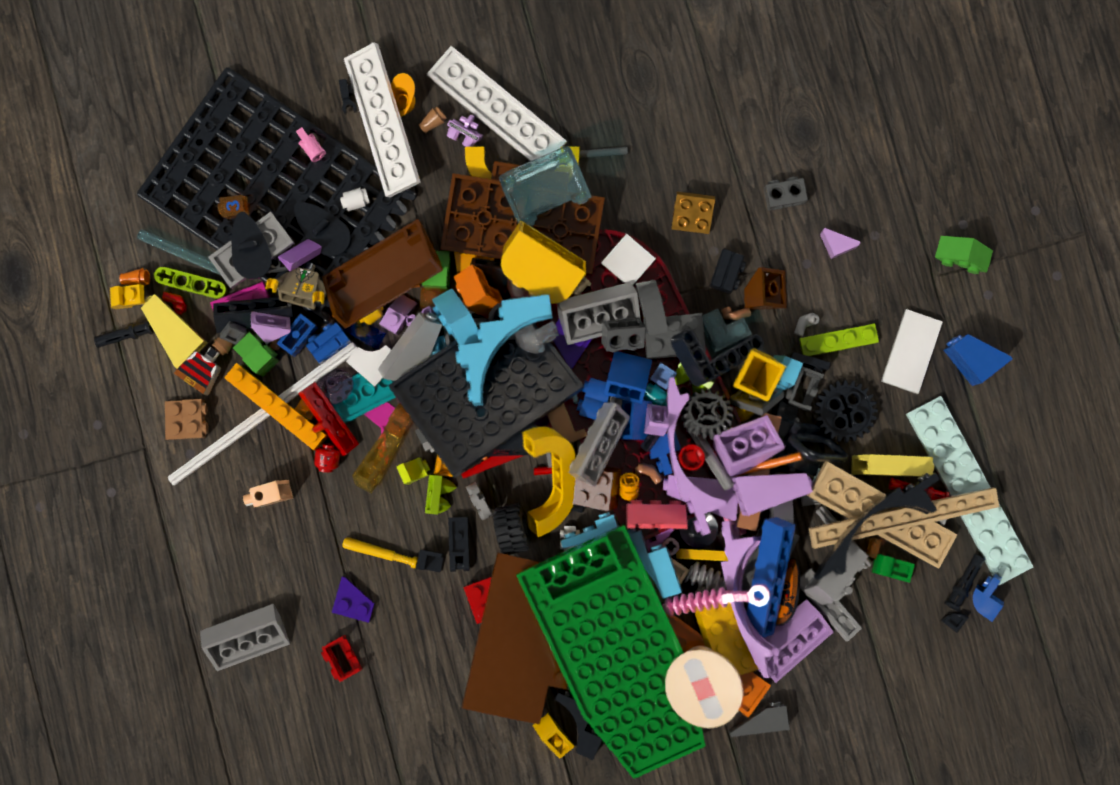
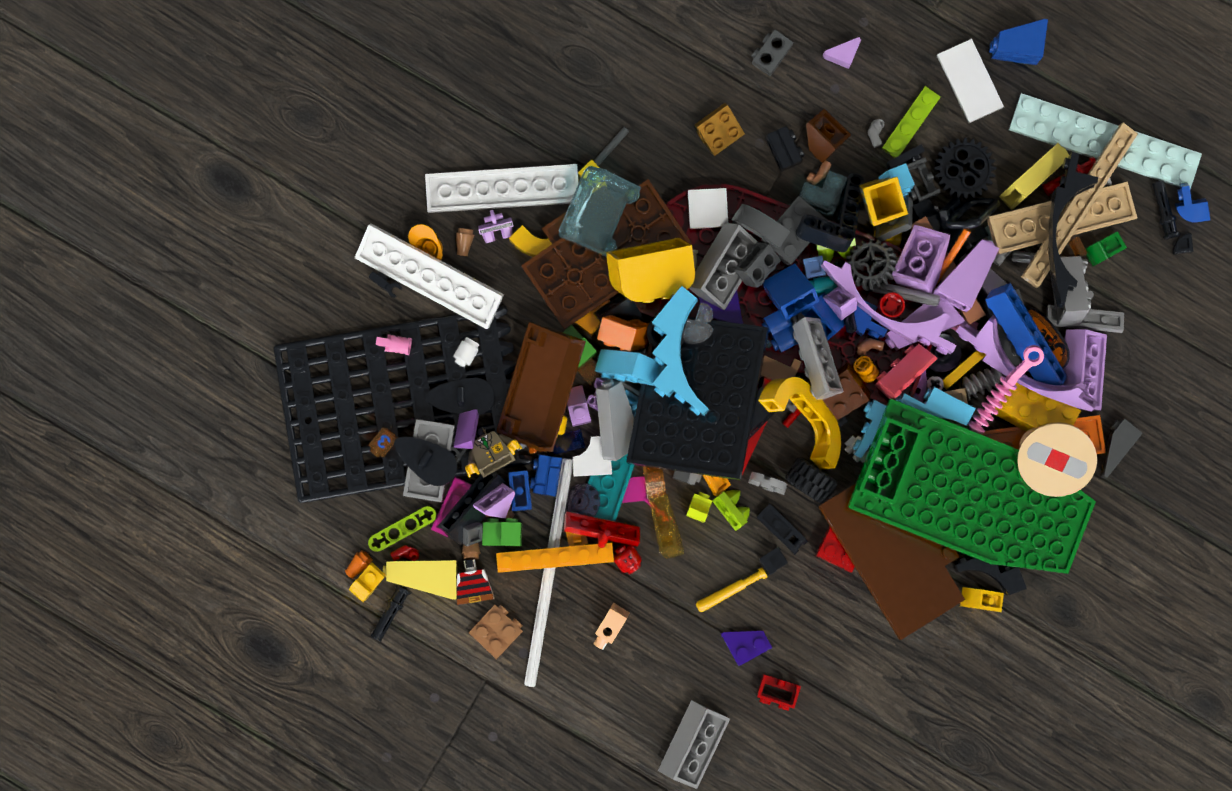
camera: 50 degrees left, 0 degrees up
(176, 250) = (371, 514): clear light blue axle -> none

